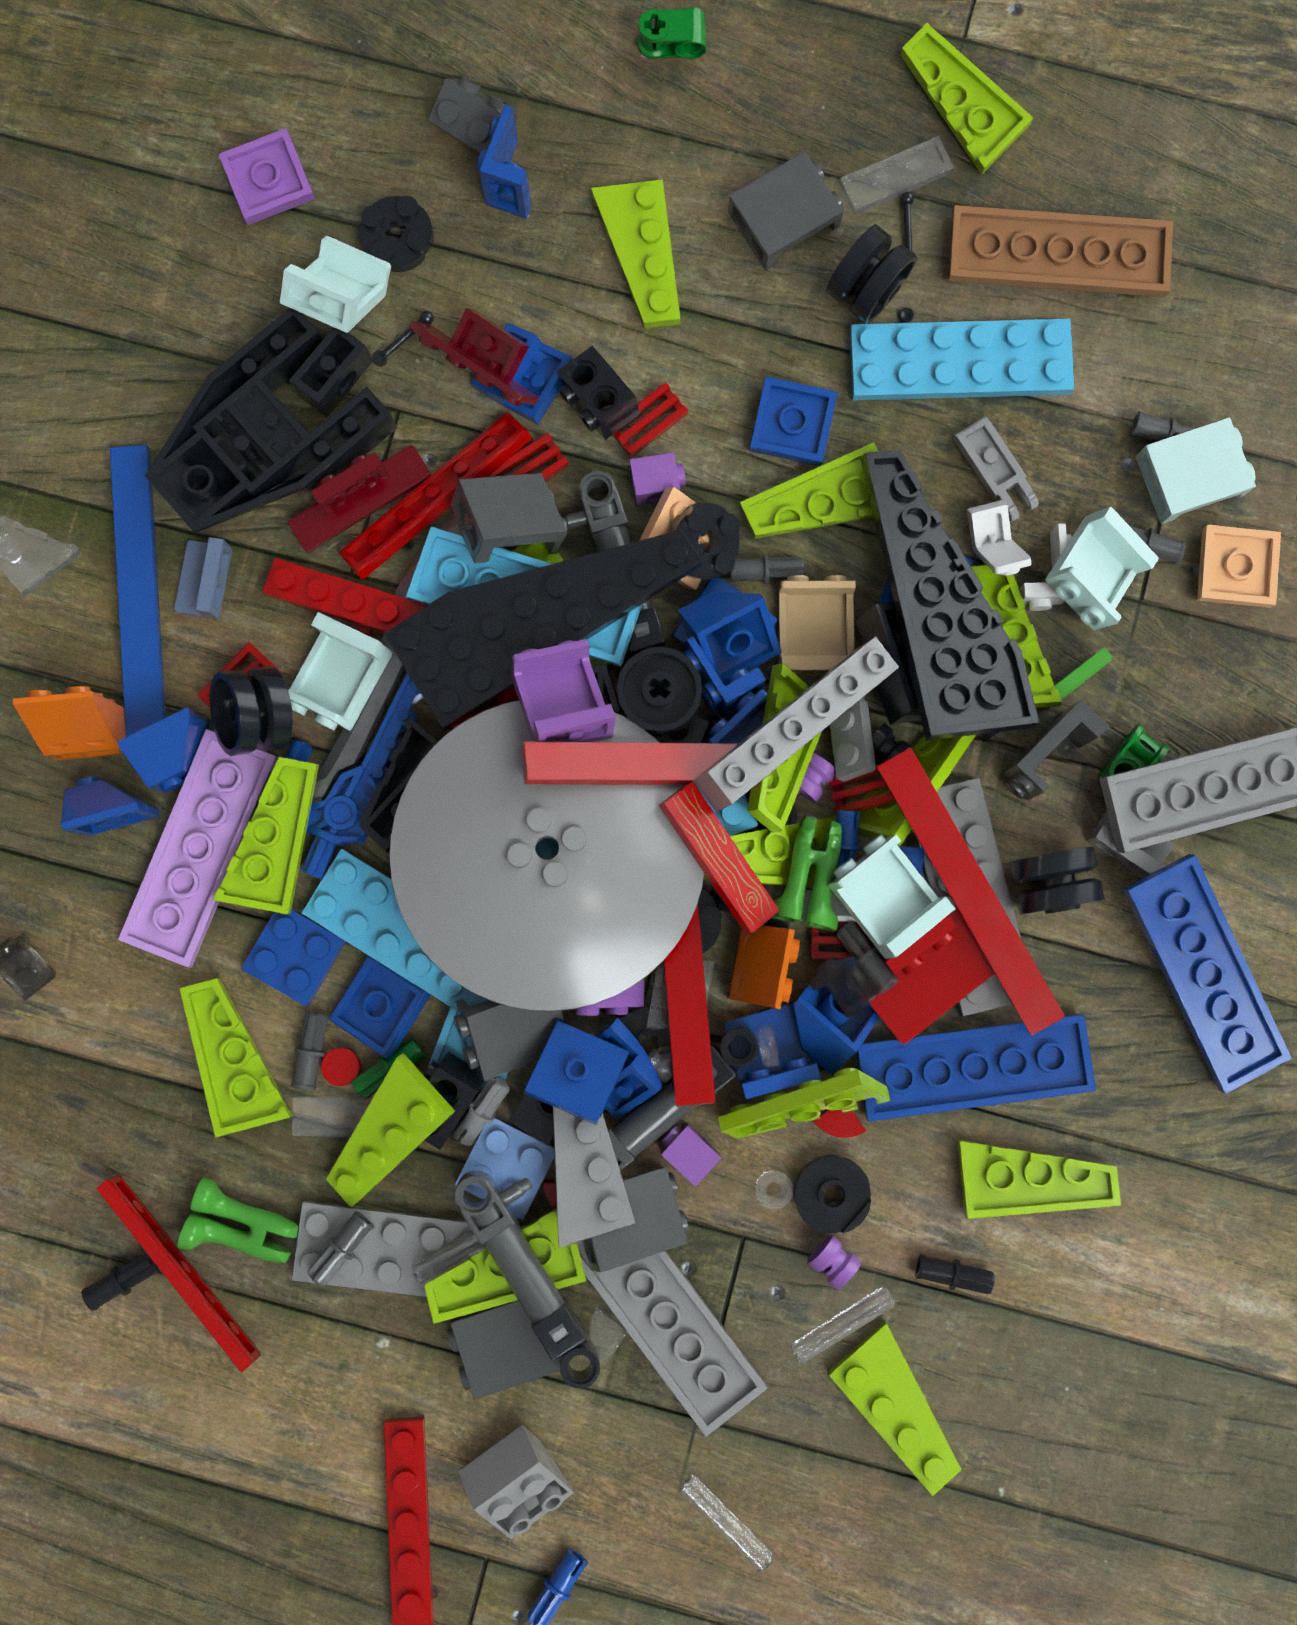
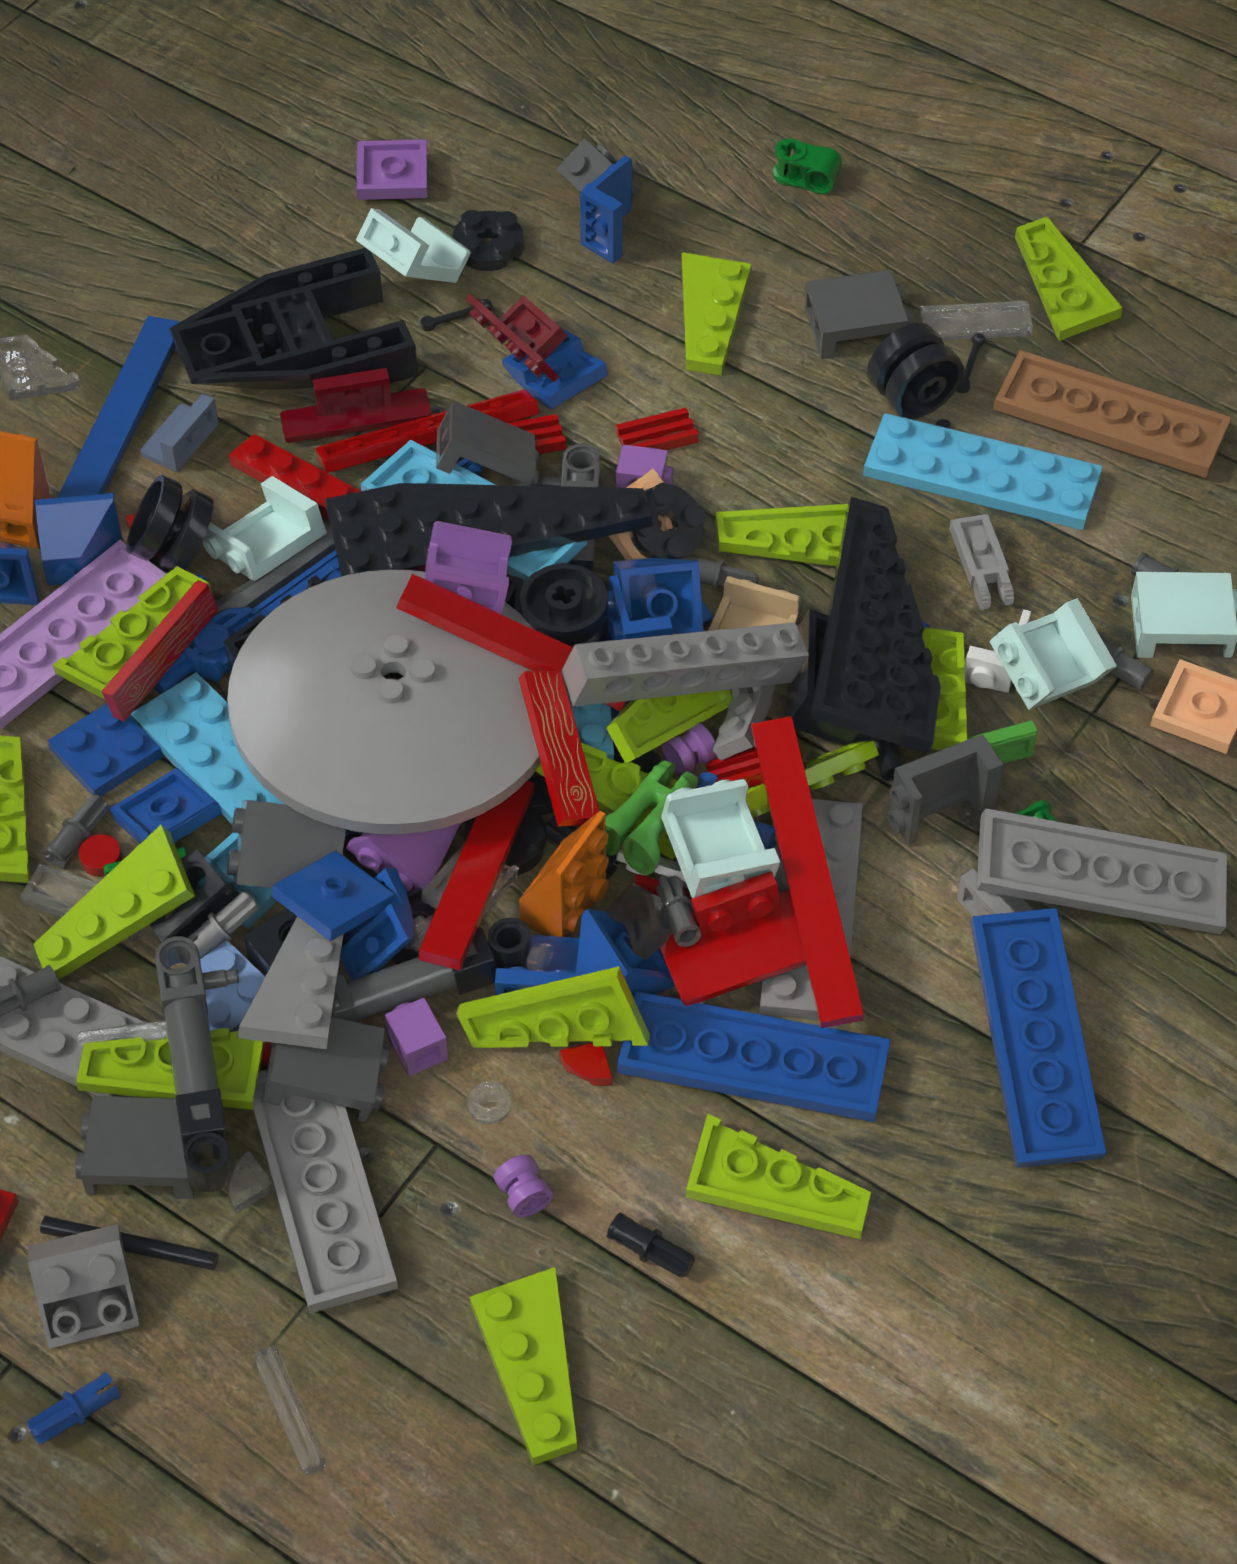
camera: 20 degrees right, 30 degrees down
(305, 854) = (160, 650): none -> red tile
(331, 370) = (378, 304): black brick -> none
(533, 1424) = (137, 1244): none -> black bar
(602, 390) = (616, 393): black brick -> none
(793, 421) = (796, 468): blue plate -> none
(843, 1324) = (507, 1256): clear axle -> none
(854, 1192) = (556, 1103): black plate -> none
(992, 539) = (956, 603): white bracket -> none
(1057, 881) = (904, 899): black wheel -> none

